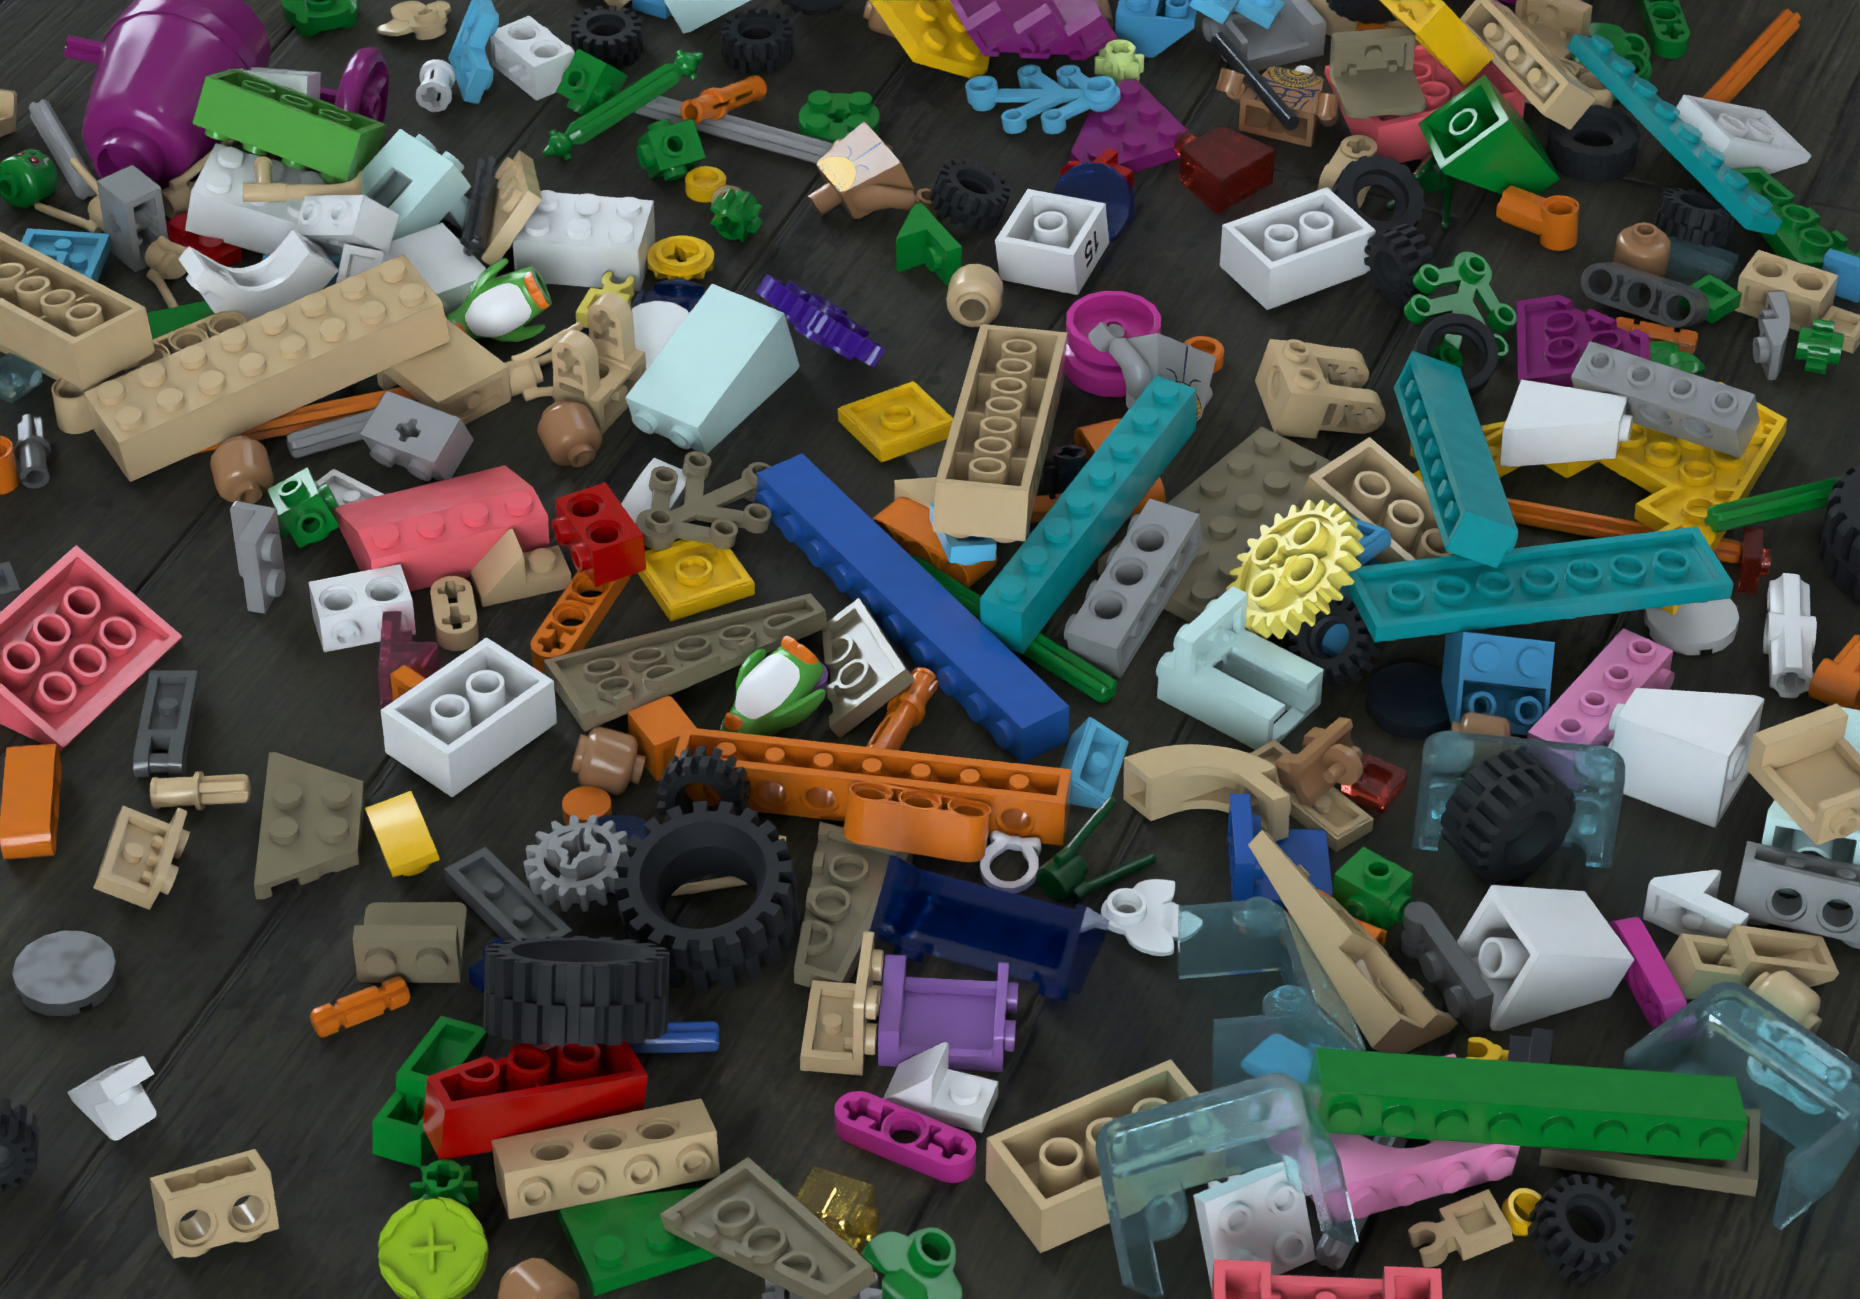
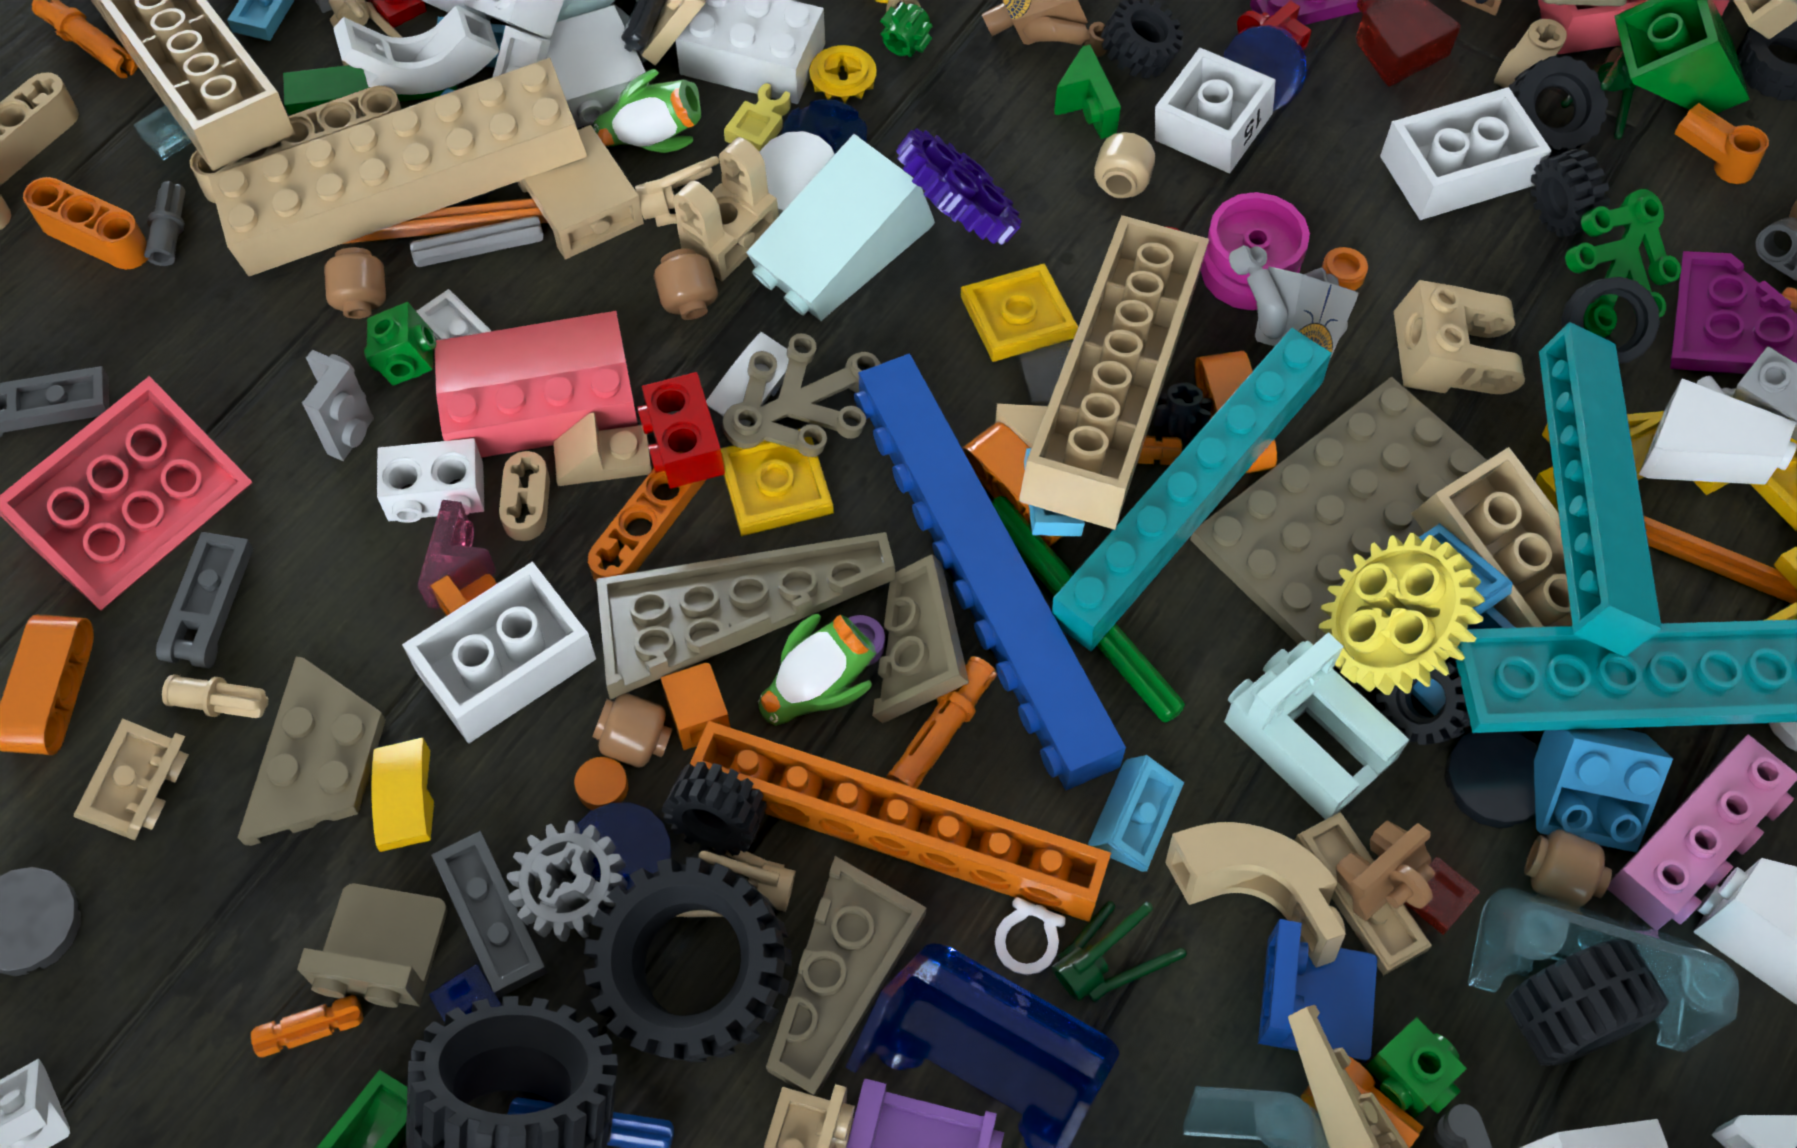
camera: 10 degrees right, 20 degrees up
(416, 438) = (532, 269): light grey brick -> none
(917, 821) = (933, 887): orange beam -> none
(1134, 586) = (1188, 654): light grey brick -> none
(1145, 916) = (1173, 1049): white plate -> none

